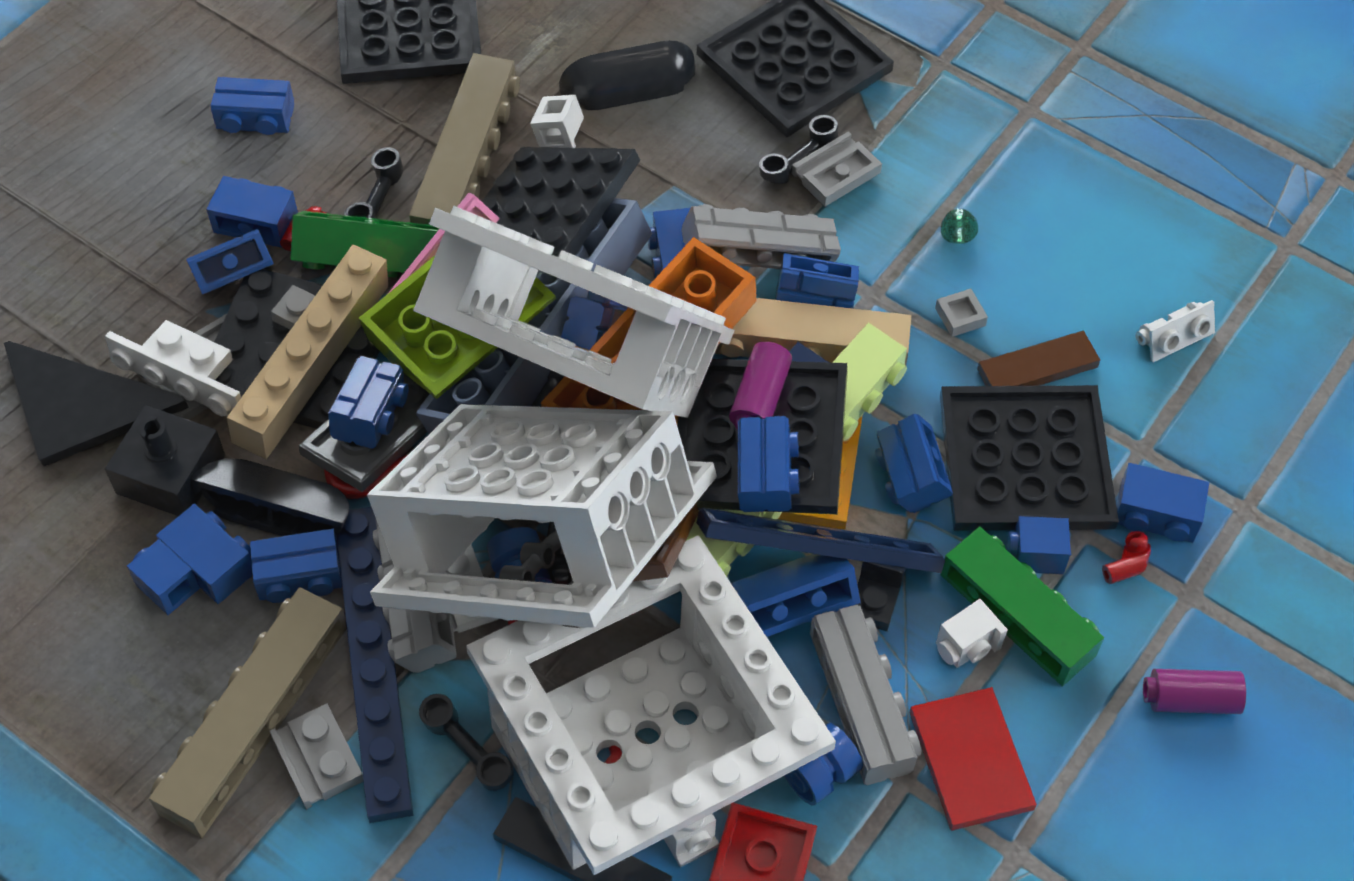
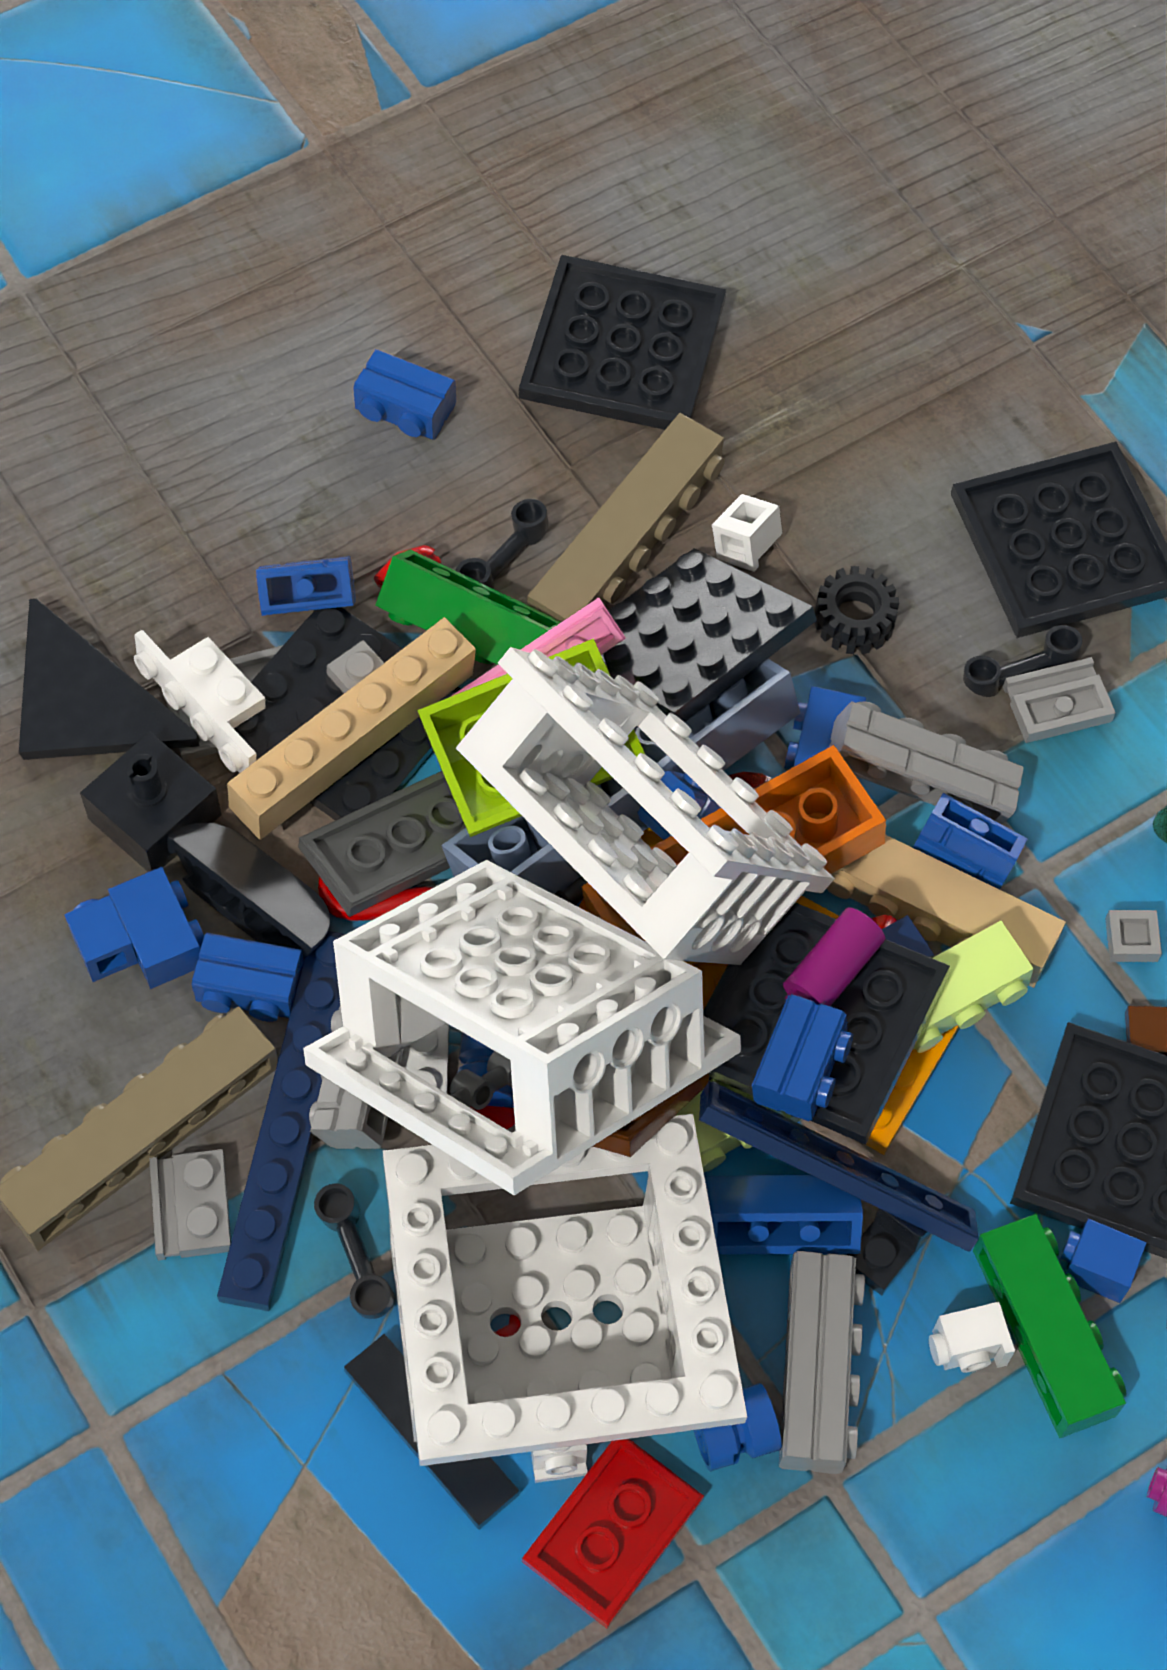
camera: 20 degrees right, 5 degrees up
(247, 206) = (356, 526): blue brick -> none
(368, 402) = (392, 814): blue brick -> none
(629, 75) = (857, 497): black brick -> none
(663, 137) = (856, 588): none -> black tyre
(913, 464) = (992, 1107): blue brick -> none
(972, 758) = (914, 1485): red tile -> none

